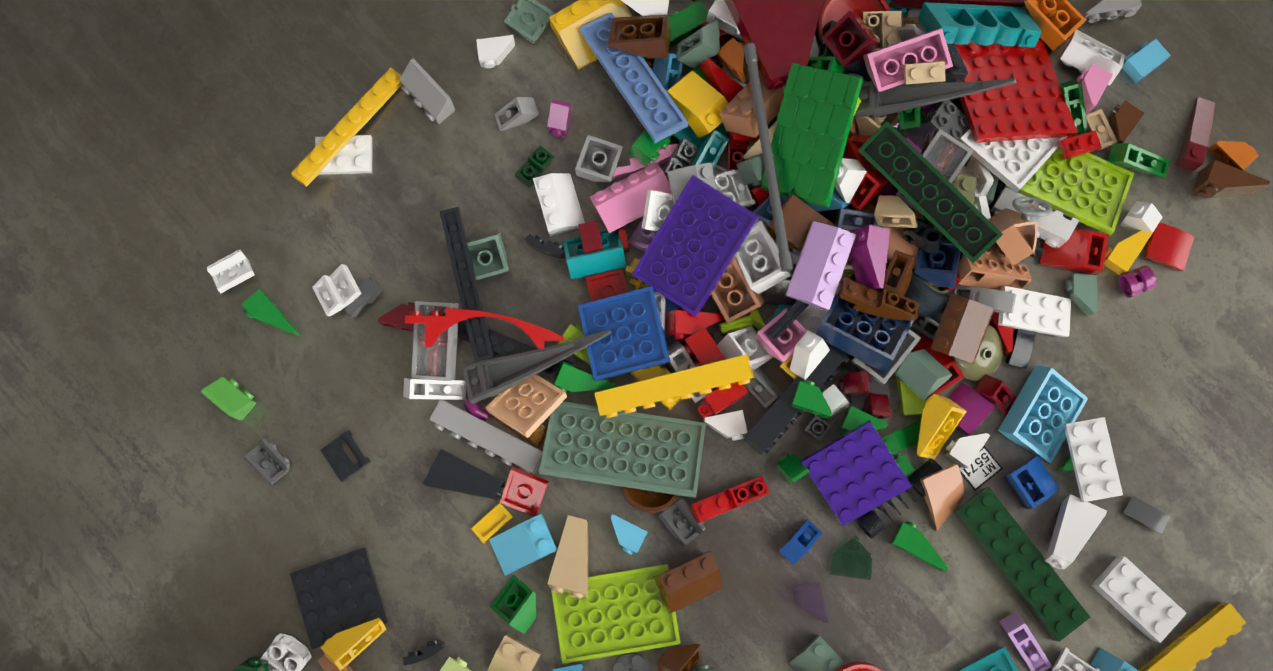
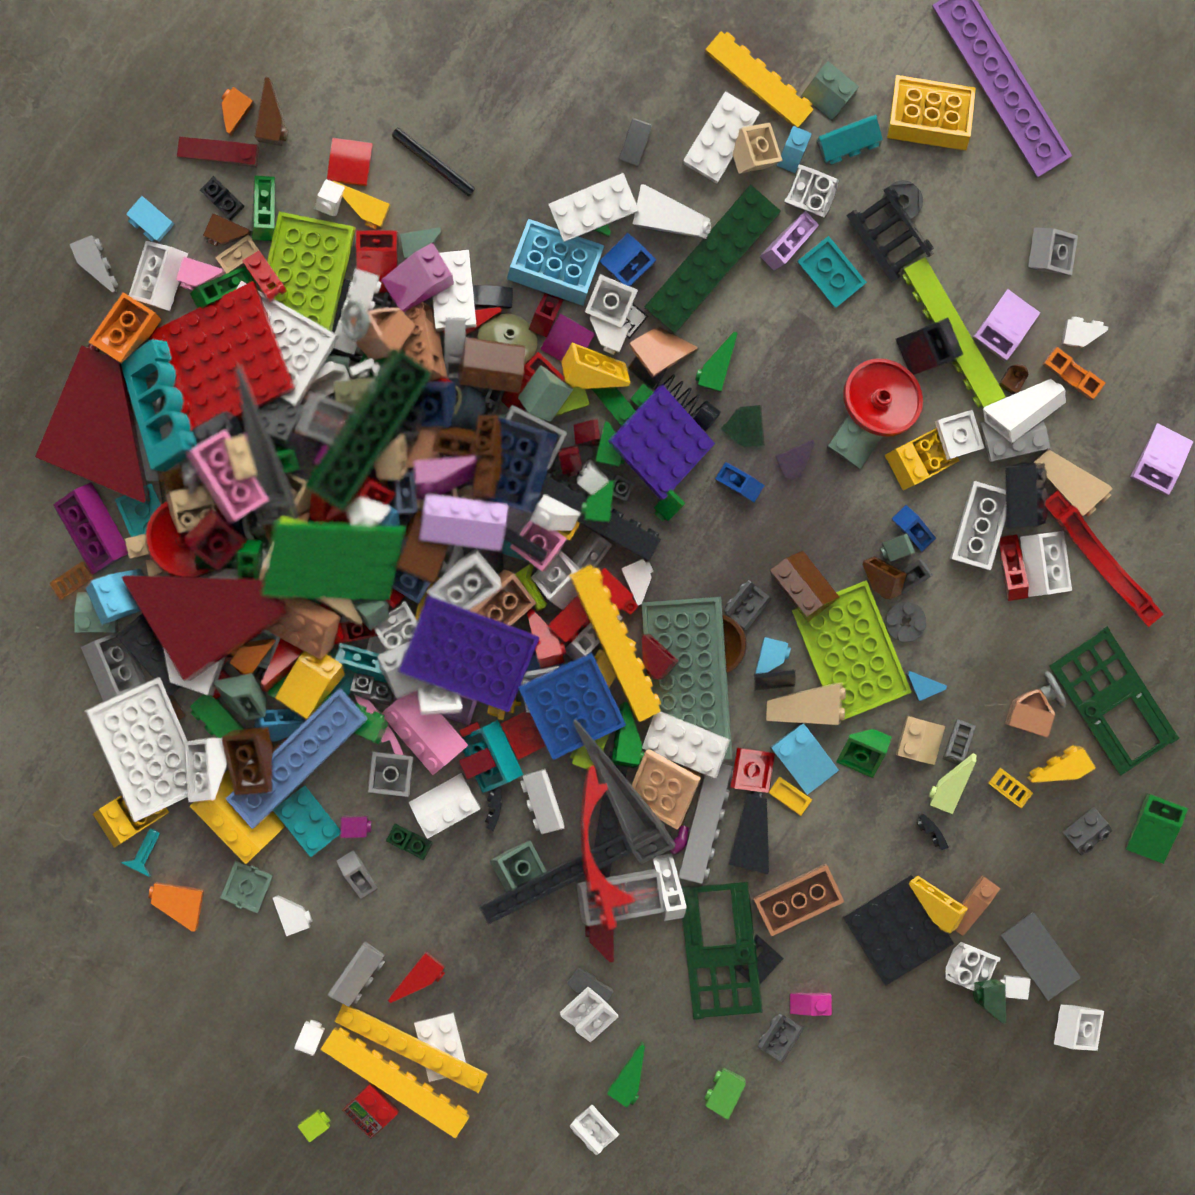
camera: 110 degrees left, 10 degrees up
(291, 498) = (811, 1004): none -> dark pink slope
(303, 30) = (314, 1125): none -> lime brick
(304, 83) = (371, 1110): none -> red slope
(322, 107) = (395, 1082): none -> yellow brick
(359, 416) = (715, 956): none -> dark green door
(380, 40) = (310, 1037): none -> white slope
(391, 507) = (798, 899): none -> nougat brick
(411, 150) = (422, 975): none -> red slope
(541, 291) = (542, 801): none -> white slope
(563, 433) = (686, 744): none -> white plate
(575, 80) = (307, 821): none -> teal plate
(604, 531) = (774, 680): none -> black slope
(651, 423) = (656, 658): none -> dark red slope
(730, 499) = (713, 561): red slope -> none
(784, 253) = (460, 562): dark grey piece -> none
(1000, 457) = (611, 301): none -> white slope
(1054, 281) = (418, 278): none -> magenta slope
(1124, 630) = (756, 148): none -> tan slope
(1138, 281) = (391, 184): magenta wheel -> none
(1153, 127) = (222, 198): none -> black slope
(1156, 322) = (433, 161): none -> black axle

